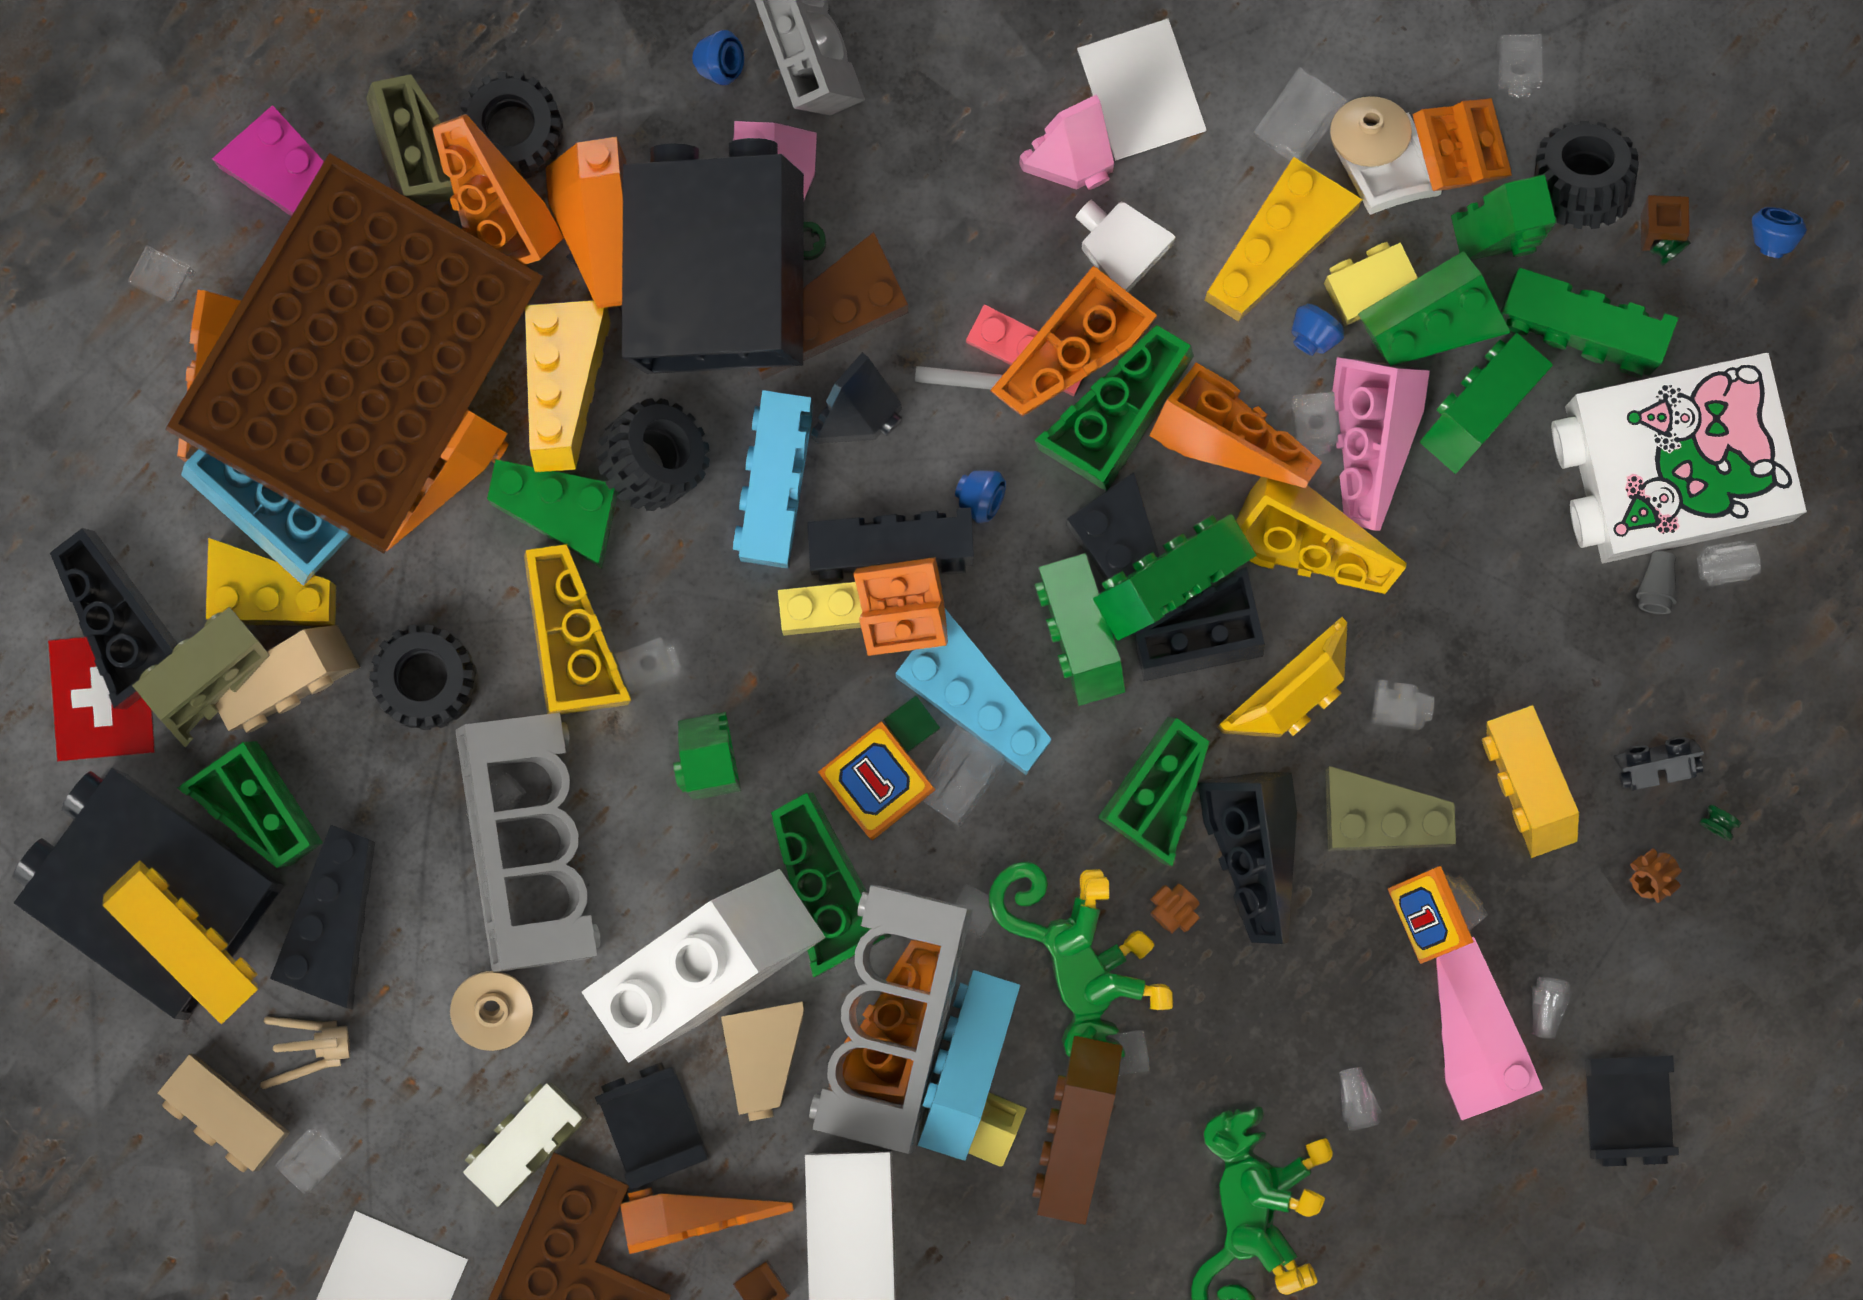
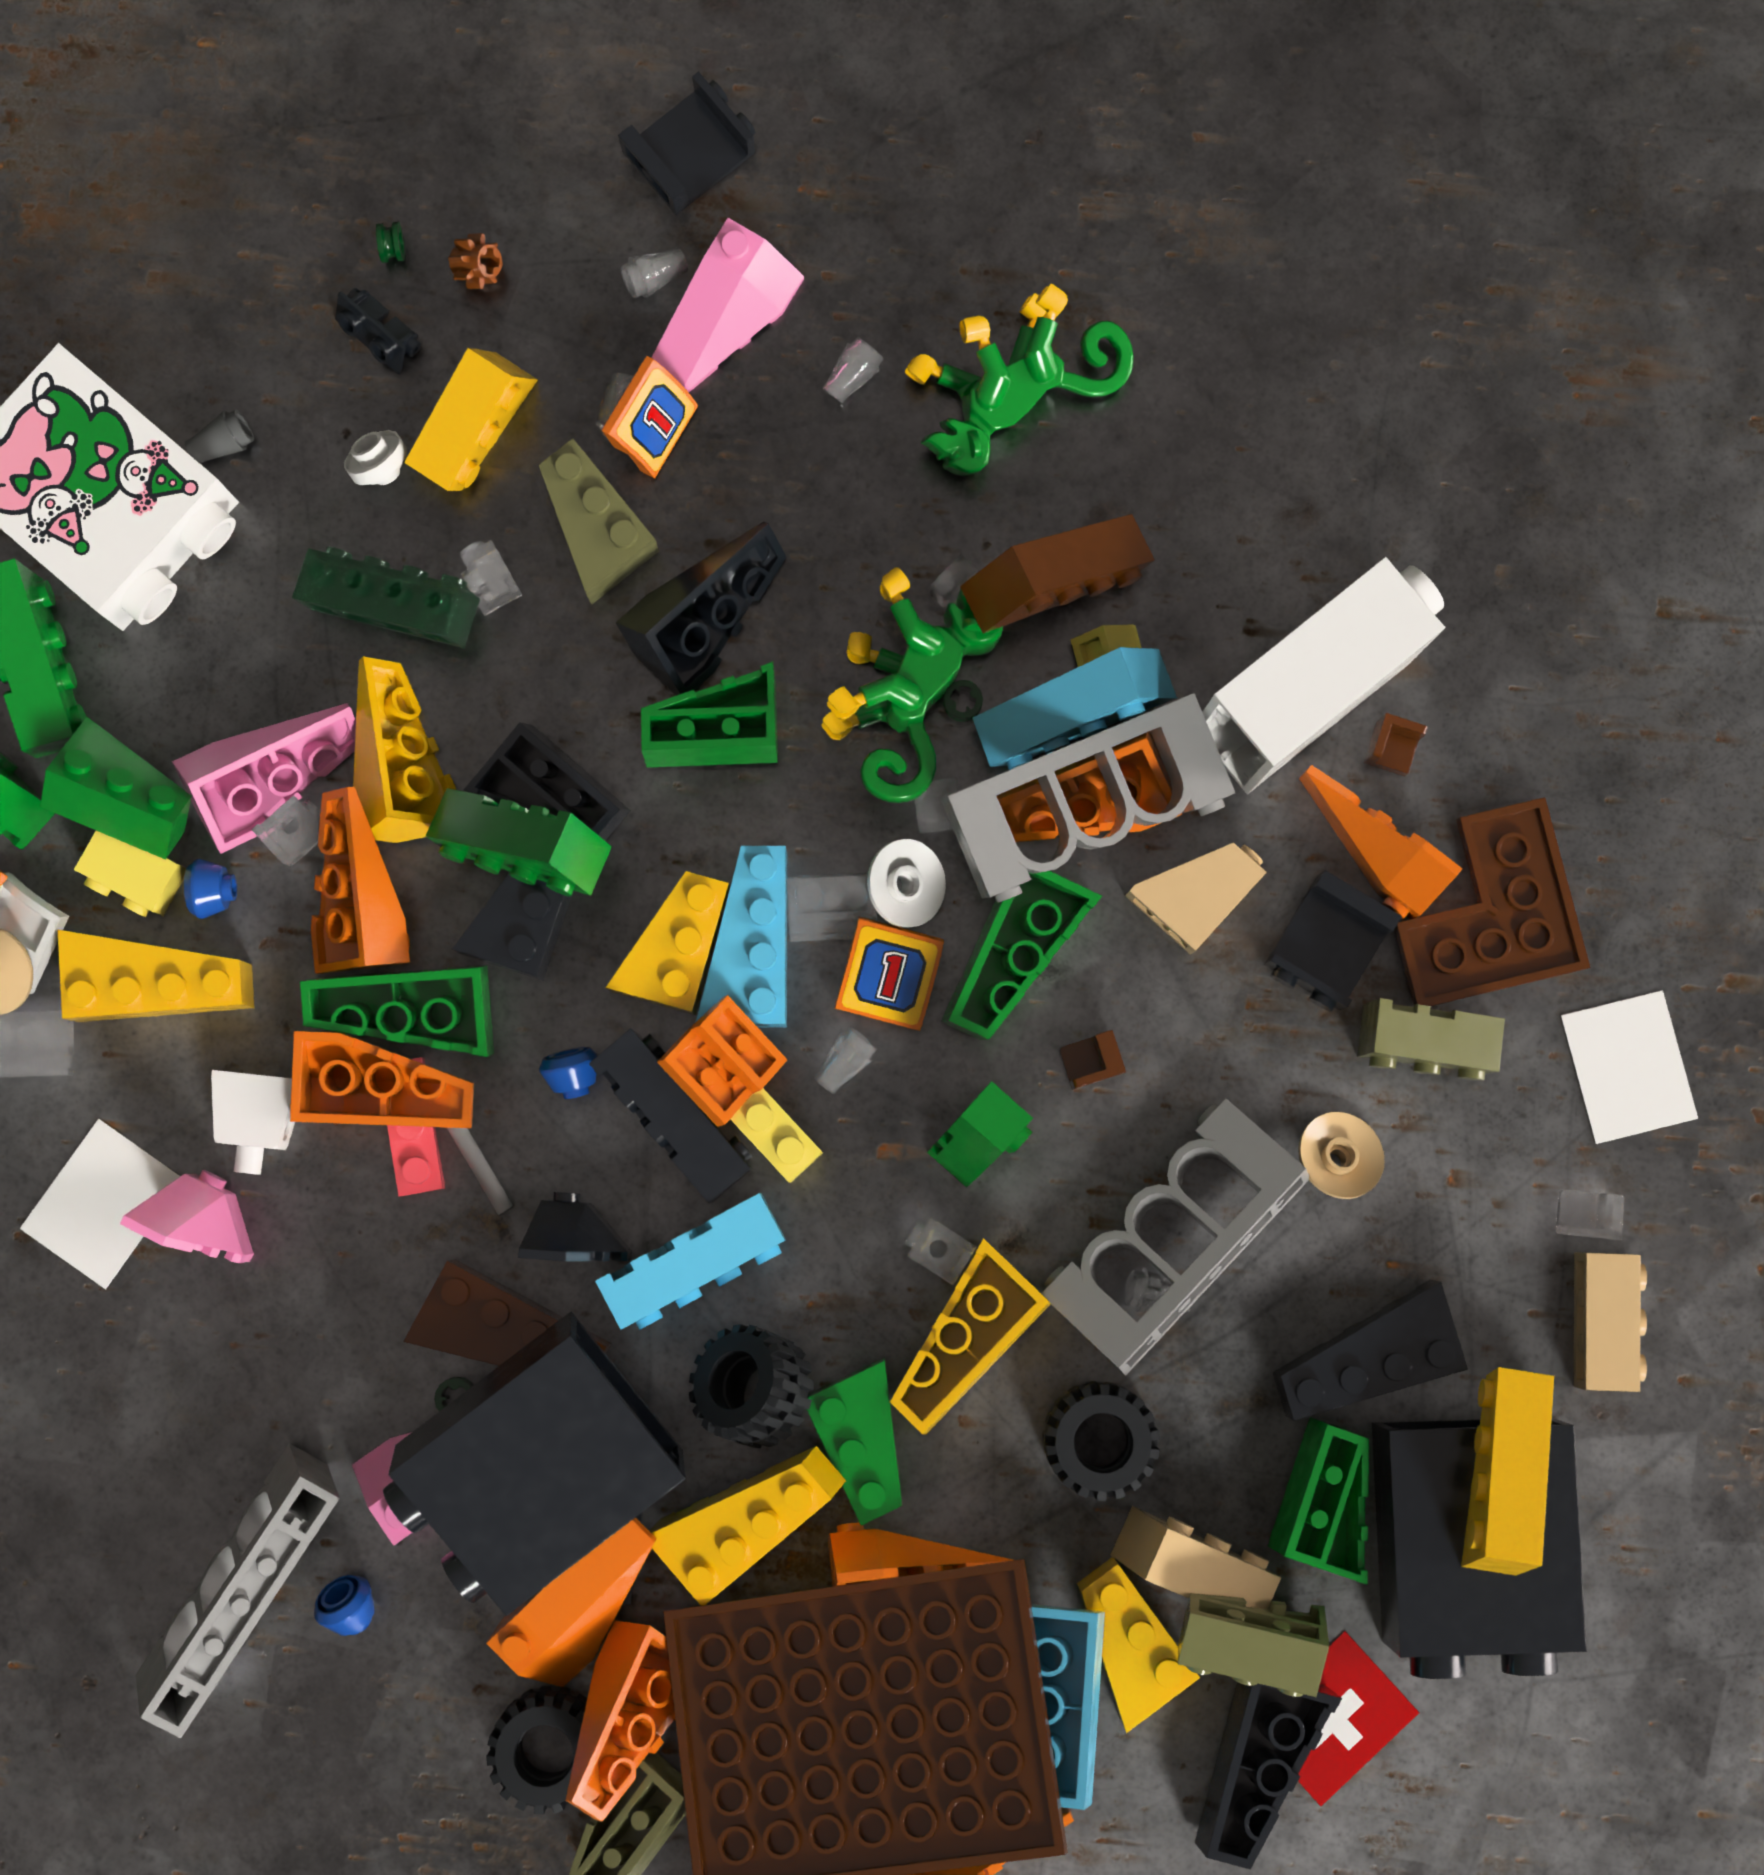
camera: 130 degrees left, 0 degrees up
(330, 1044) = (1476, 1274): tan plant -> none
(699, 880) = (1092, 1060): none -> reddish brown panel
(703, 964) = (1175, 986): white brick -> none
(839, 705) = (845, 1059): none -> clear cone
(911, 724) = (817, 981): dark green tile -> none
(924, 855) = (921, 883): none -> white dish
(1013, 639) = (676, 947): none -> yellow wedge
(1043, 978) = (975, 696): none -> dark green bush
(1078, 625) = (624, 895): wedge -> none
(1175, 908) = (806, 637): dark orange gear -> none
(1295, 689) = (538, 675): yellow wedge -> none
(1437, 616) = (386, 596): none -> clear green brick
(1485, 402) = (166, 694): green wedge -> none
(1555, 688) = (376, 458): none -> white plate
(1729, 563) = (158, 392): clear brick -> none

